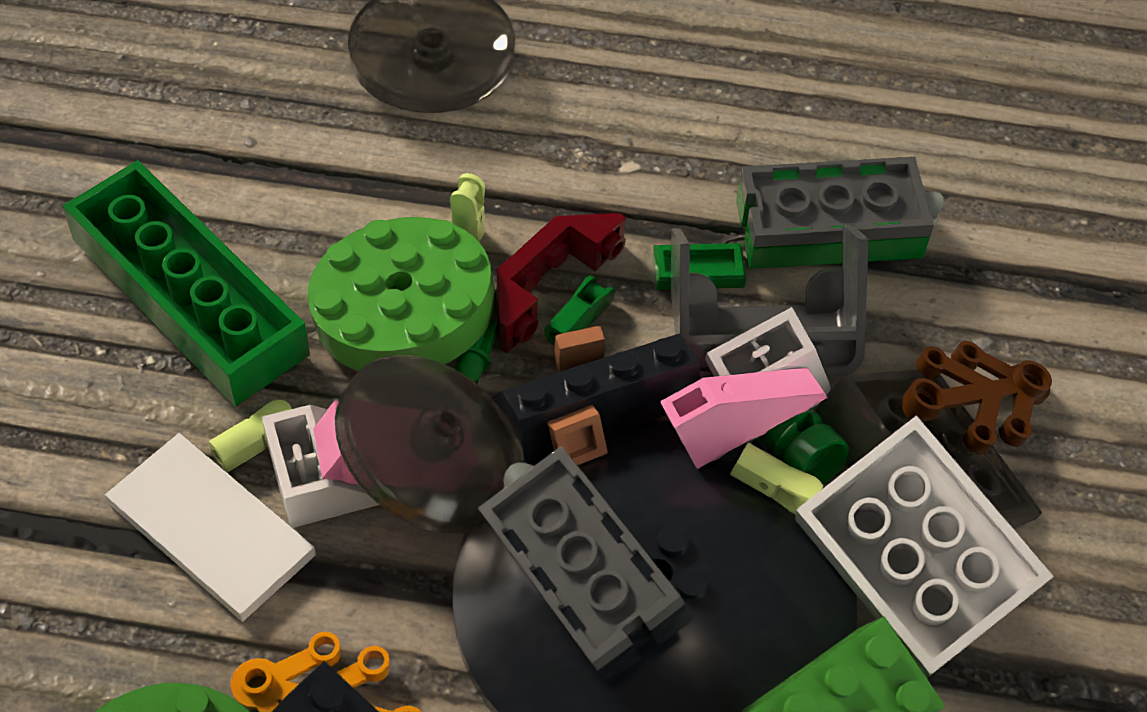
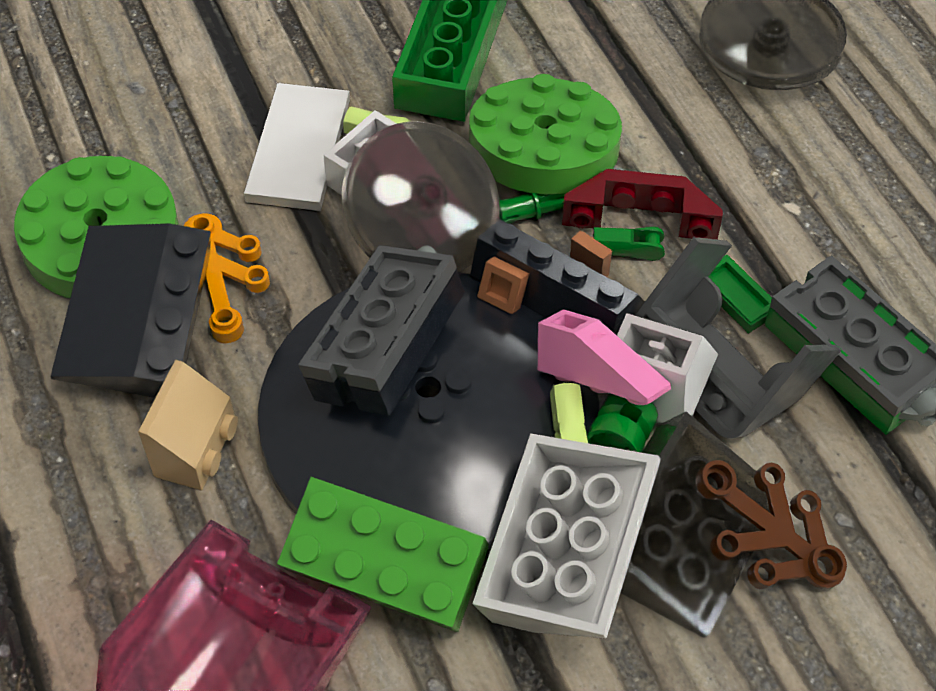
camera: 60 degrees right, 0 degrees up
(468, 205) = (644, 131): yellowish green bar -> none

